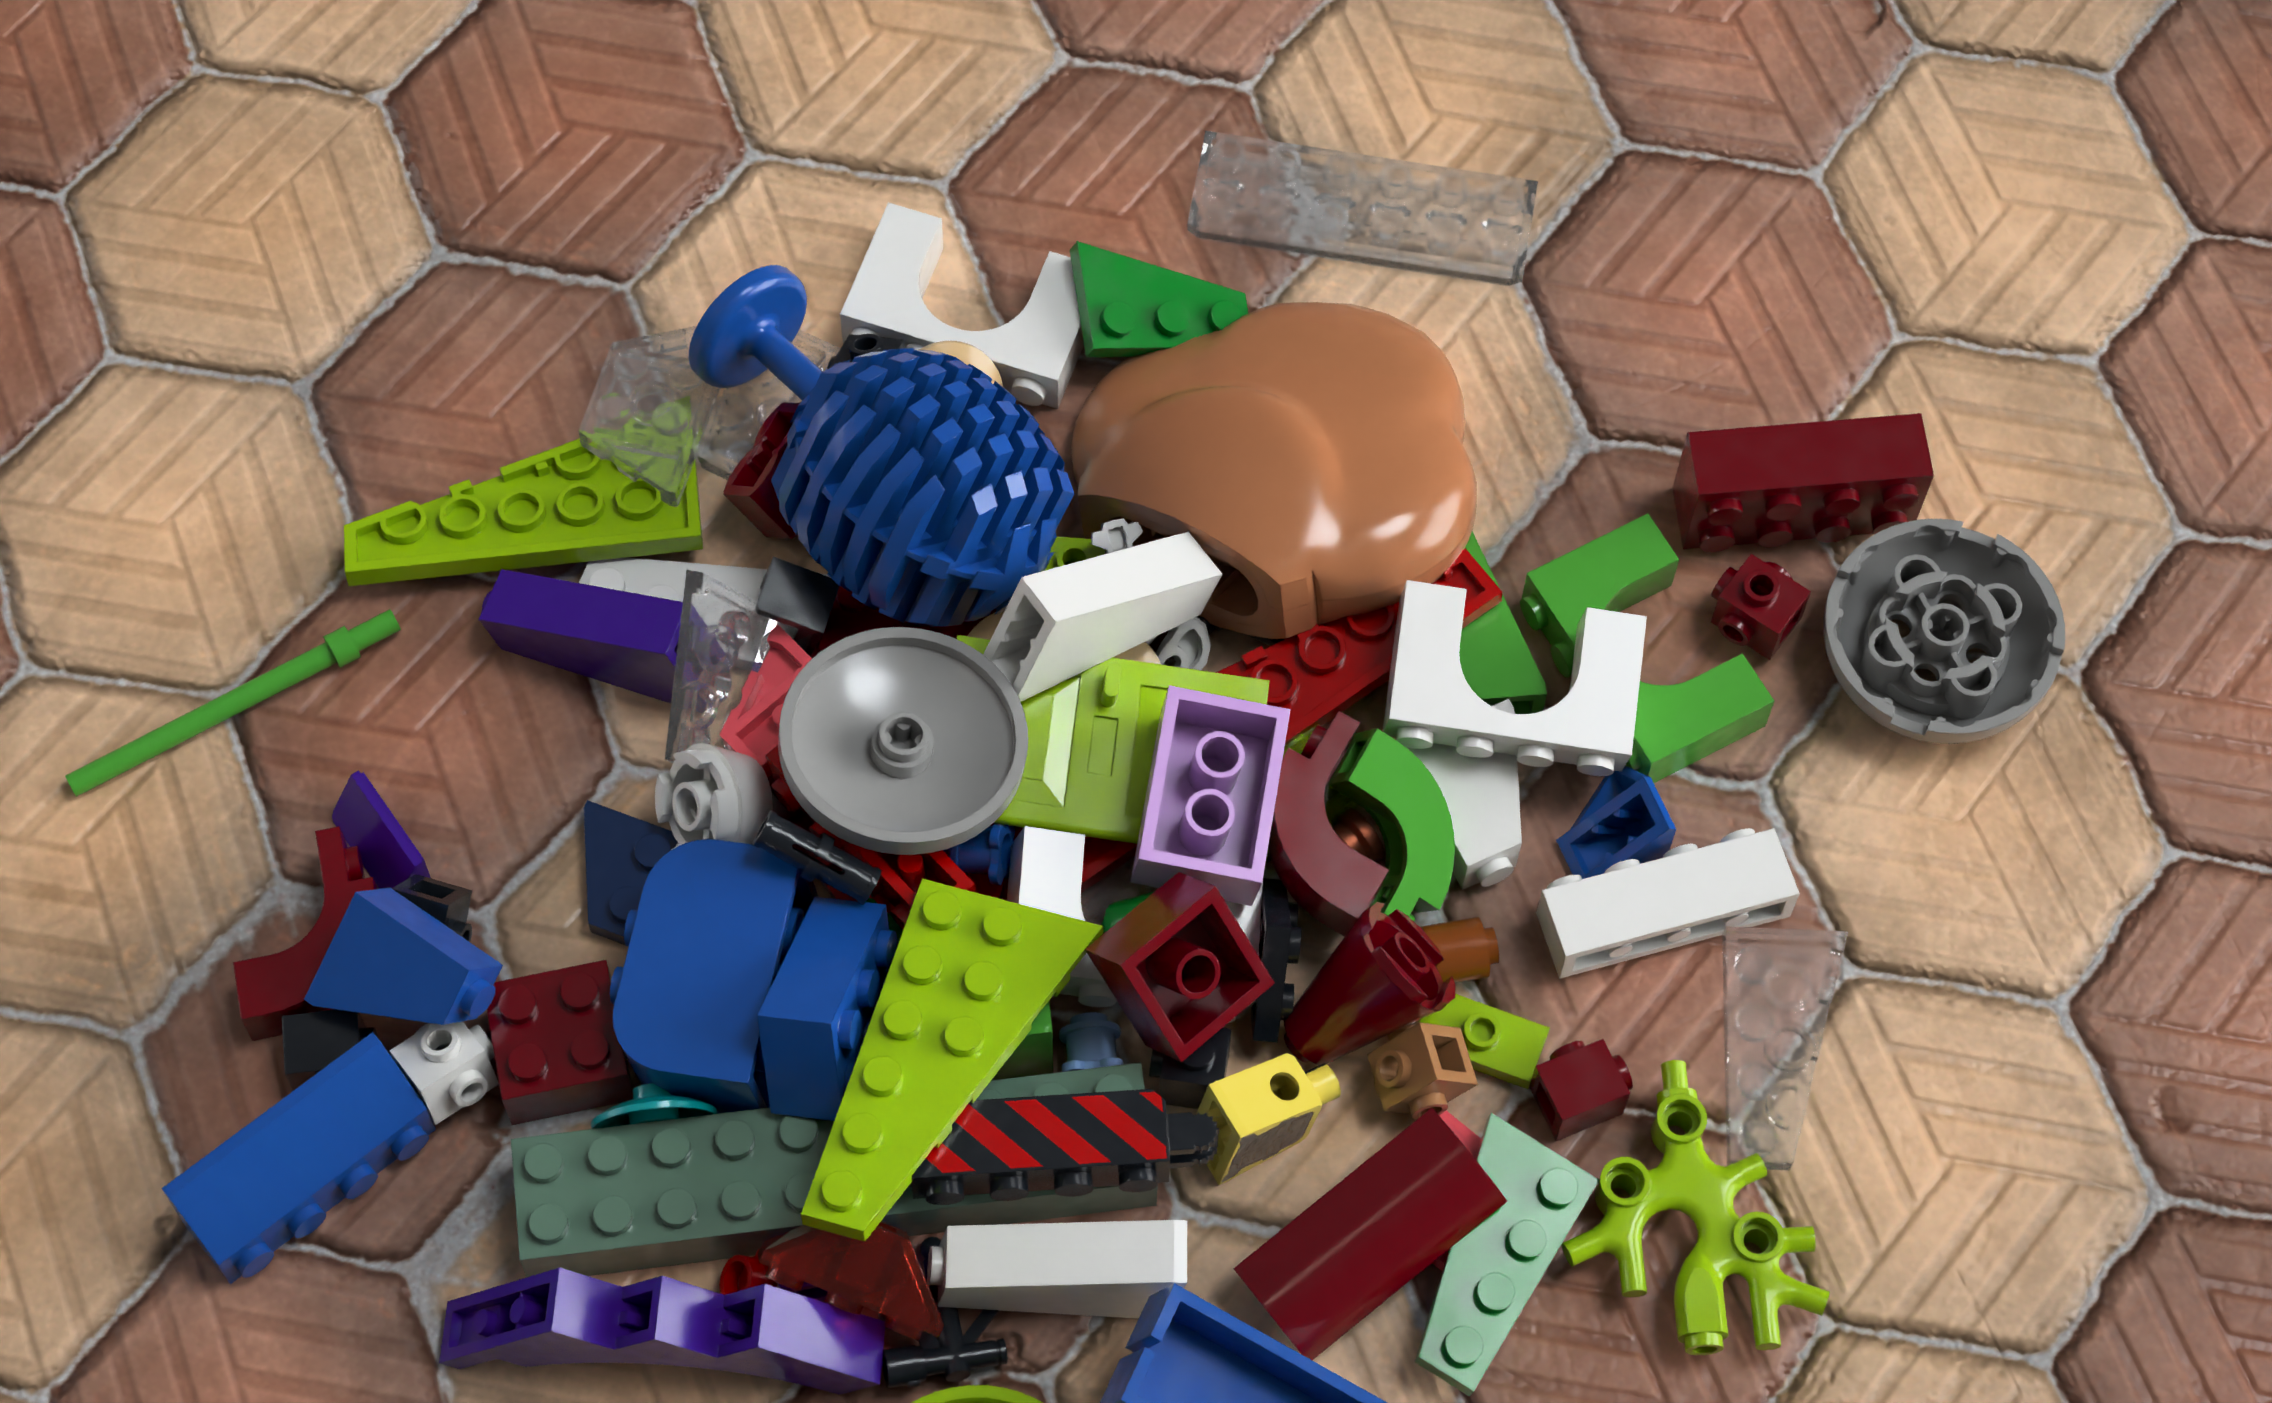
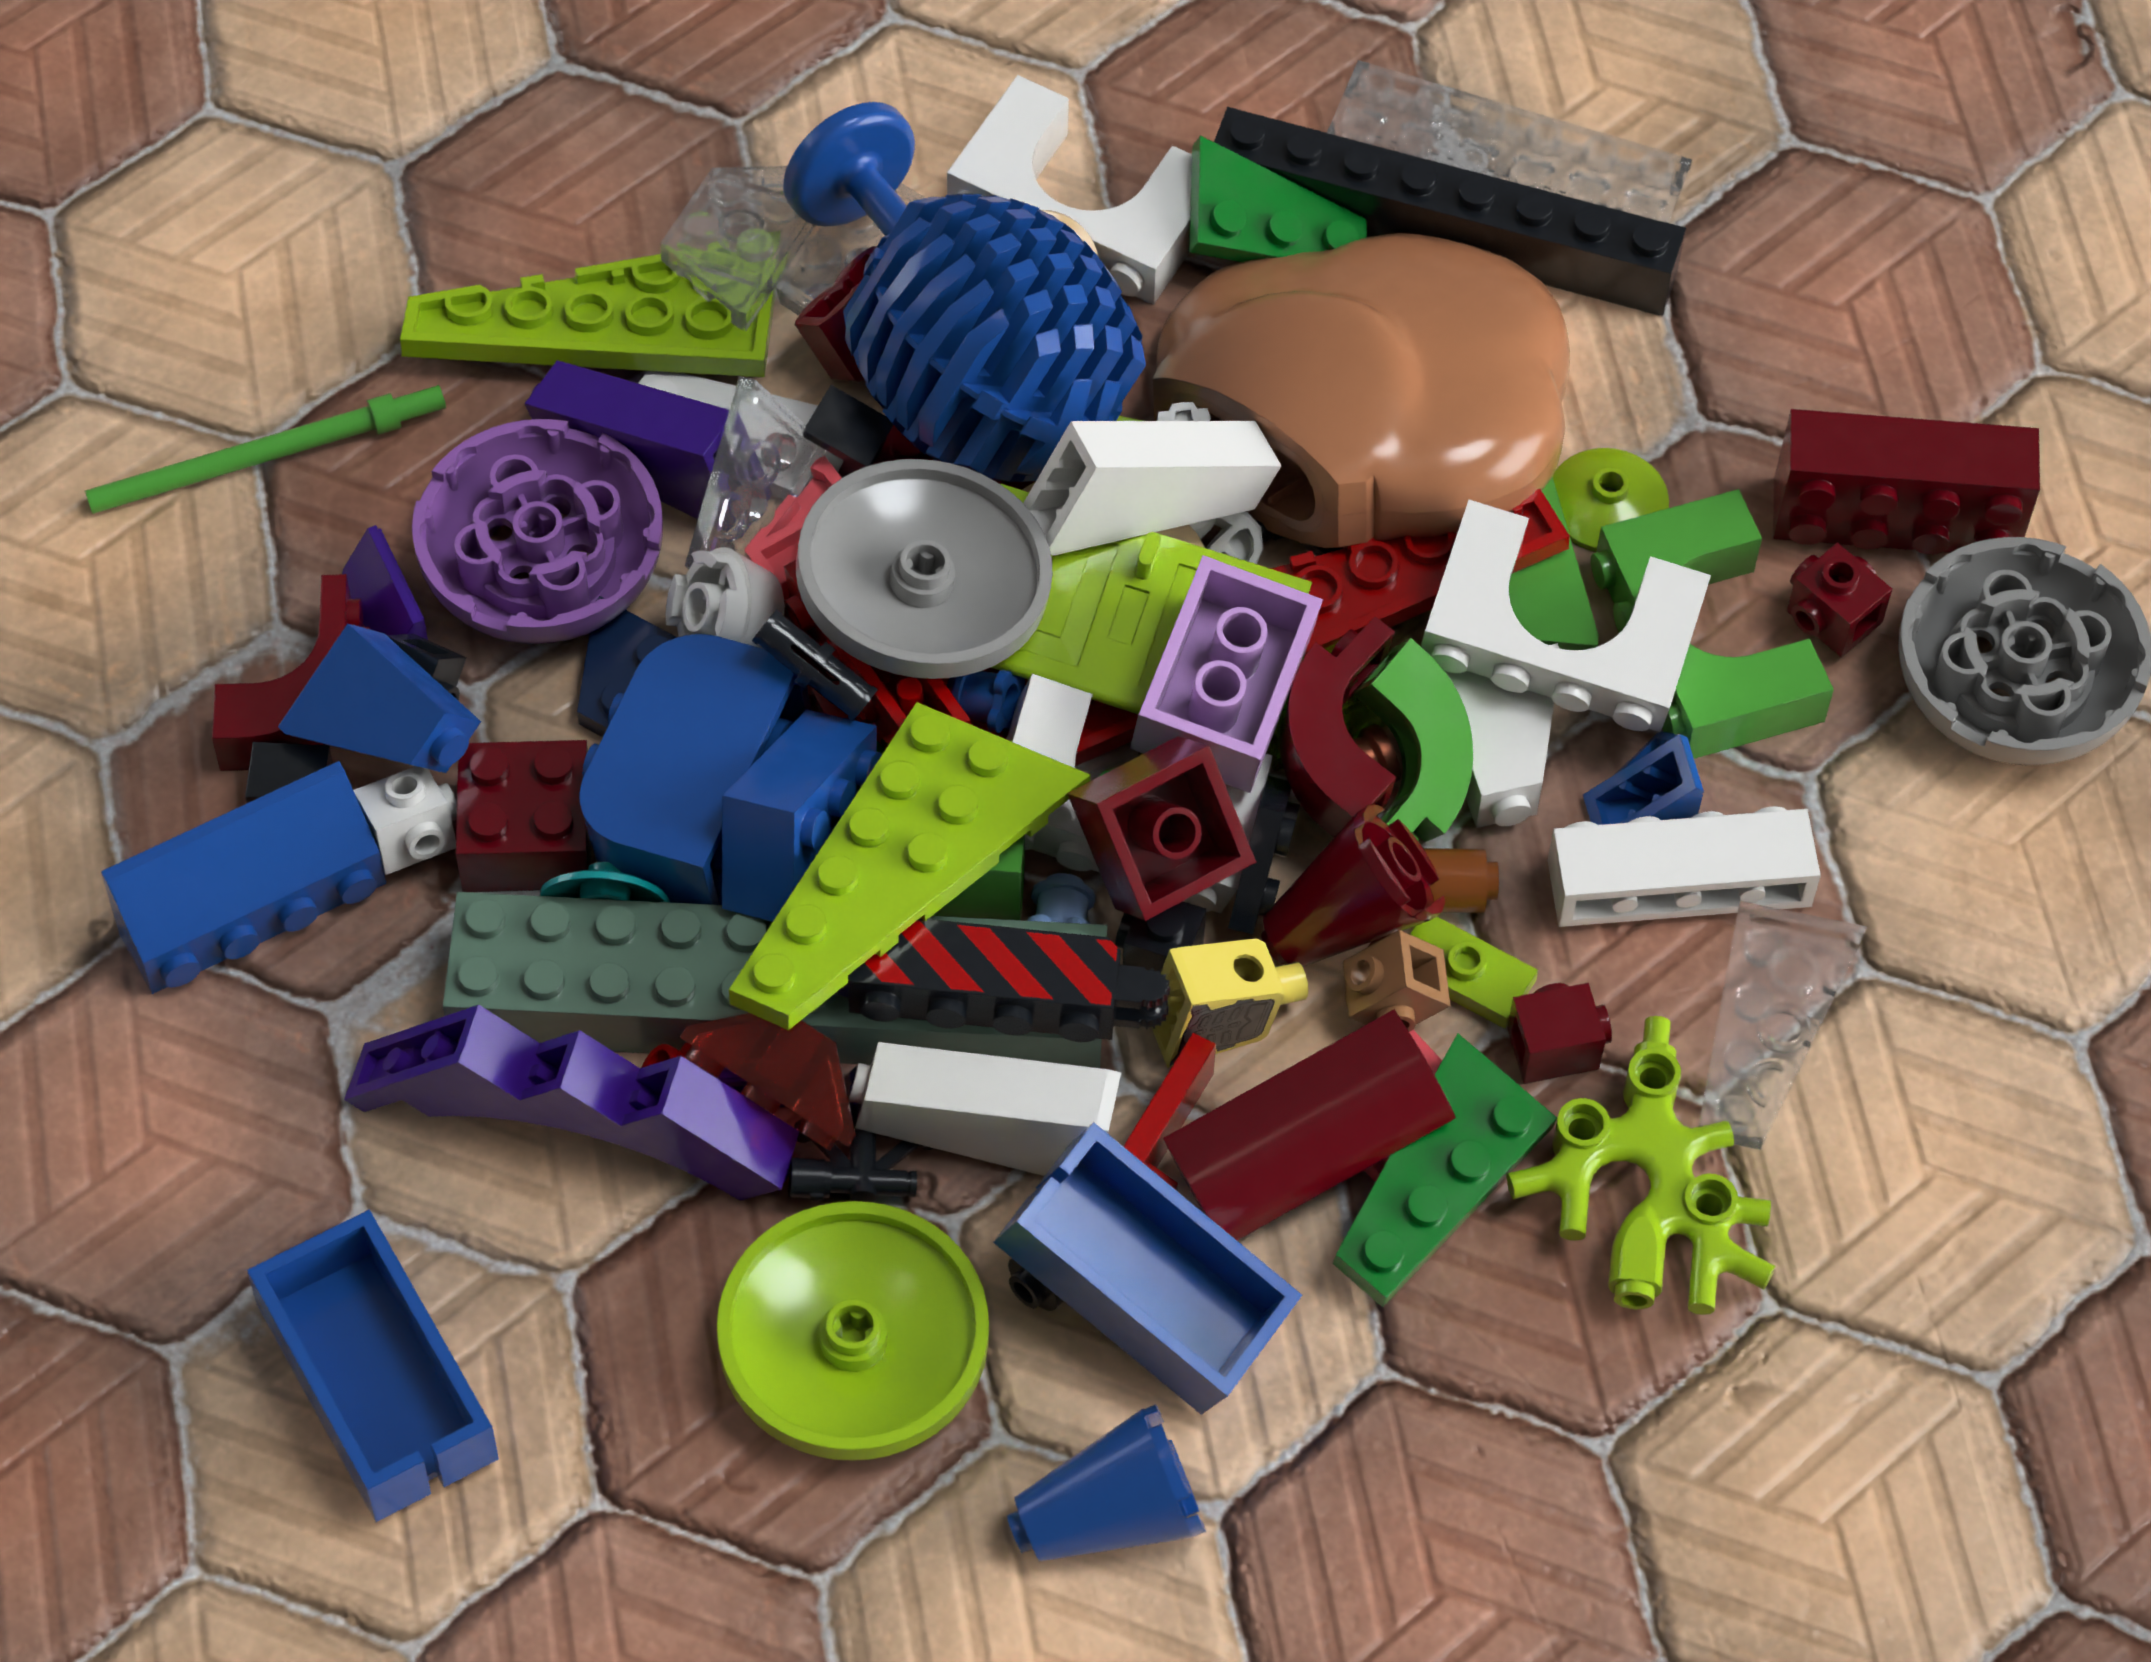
camera: 10 degrees right, 5 degrees down
(478, 700) = (524, 480): none -> medium lavender brick
(1230, 1239) = (1173, 1103): none -> red hinge
(1281, 264) = (1546, 233): none -> black brick
(1516, 553) = (1590, 507): none -> lime dish

